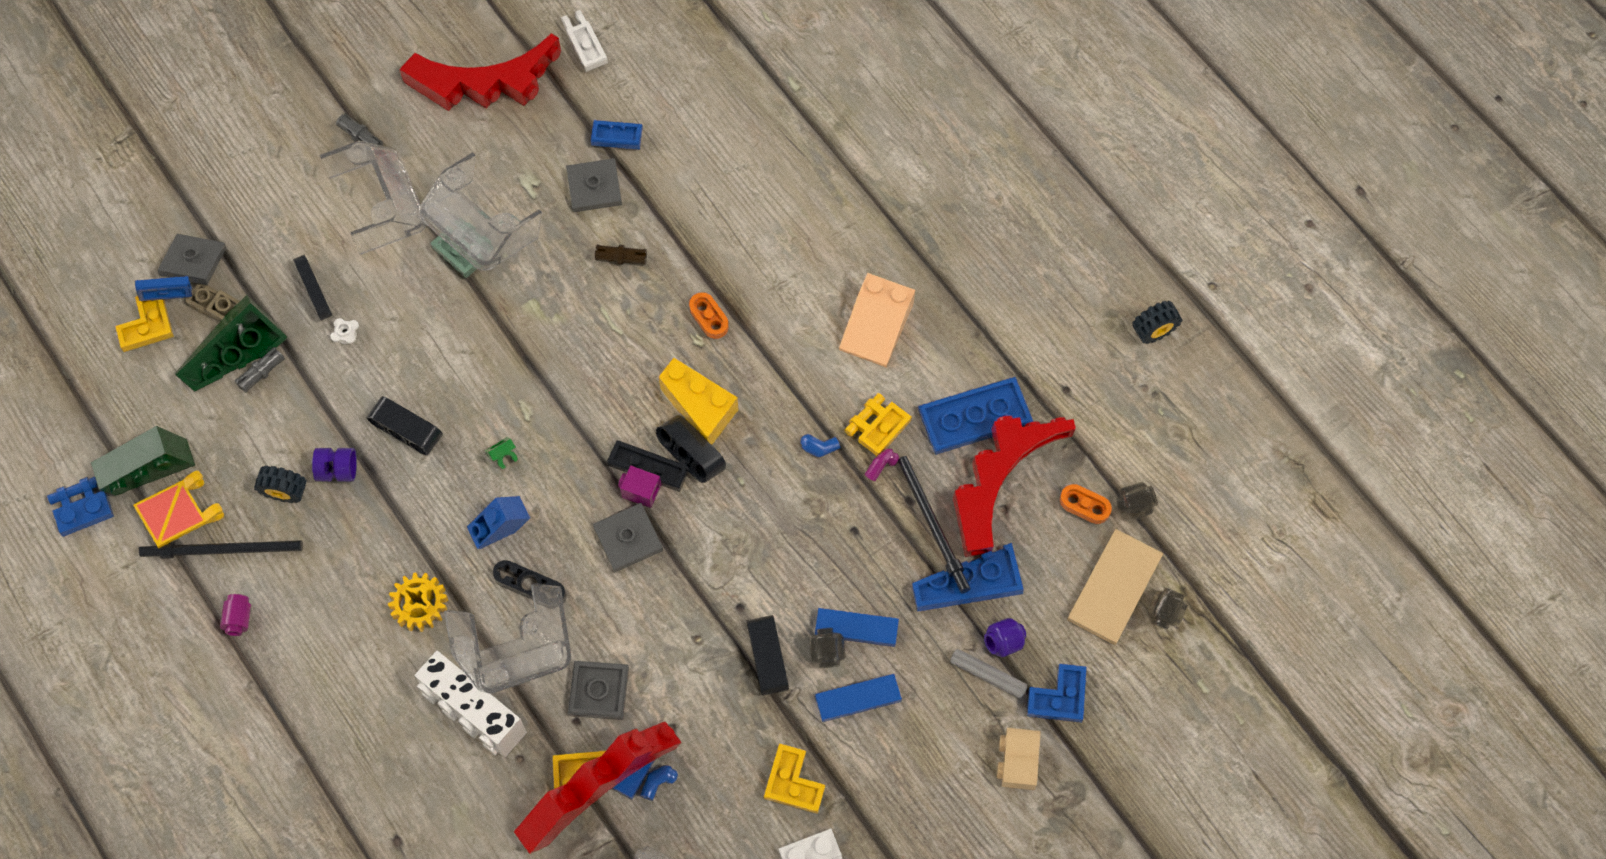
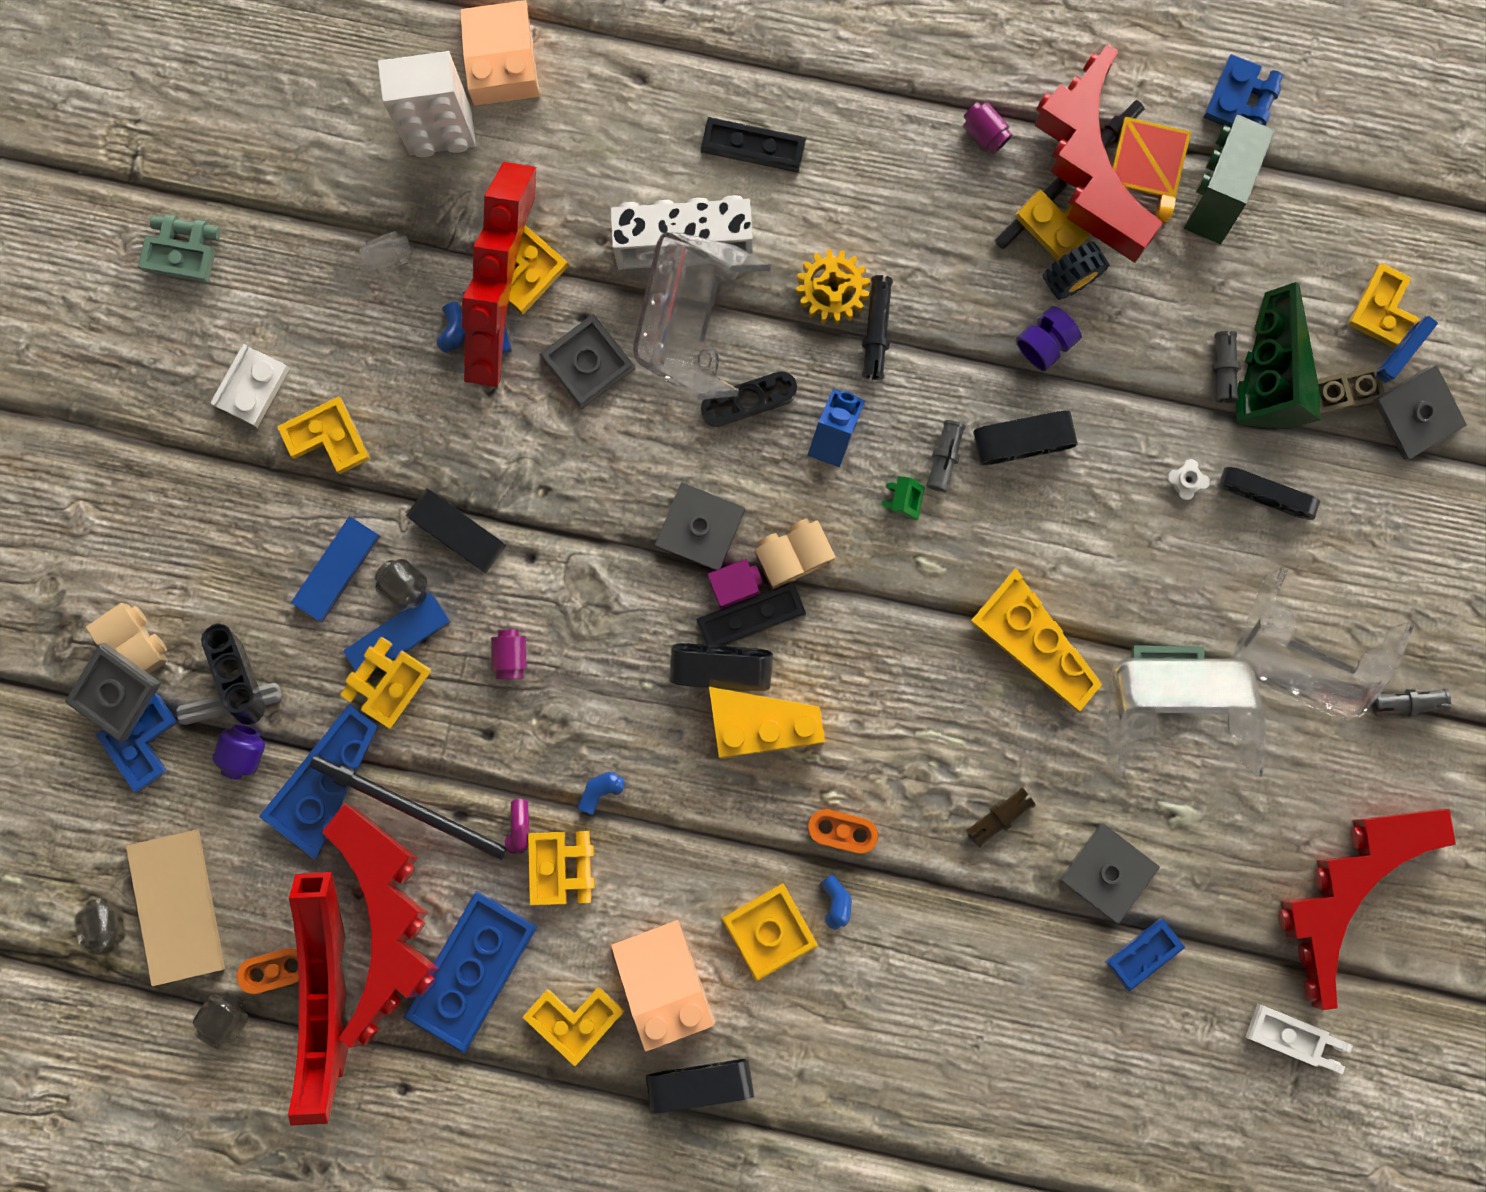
camera: 140 degrees right, 15 degrees up
(208, 541) = (1100, 199): none -> arch
(258, 518) = (1050, 225): none -> yellow plate
(374, 733) = (753, 144): none -> black tile
(427, 550) = (876, 340): none -> black pin
(456, 454) = (945, 456): none -> dark grey pin
(511, 325) = (1030, 636): none -> yellow wing
(591, 474) = (794, 554): none -> tan brick
(743, 285) = (840, 903): none -> blue arm
(795, 302) = (769, 932): none -> yellow tile
(802, 558) = (508, 654): none -> magenta brick
(882, 595) = (394, 689): none -> yellow plate
(903, 259) = (699, 1086): none -> black beam
(945, 337) = (569, 1031): none -> yellow plate
(963, 692) = (243, 684): none -> black beam
(1051, 729) = (113, 692): none -> dark grey tile
(1068, 462) = (321, 997): none -> red arch

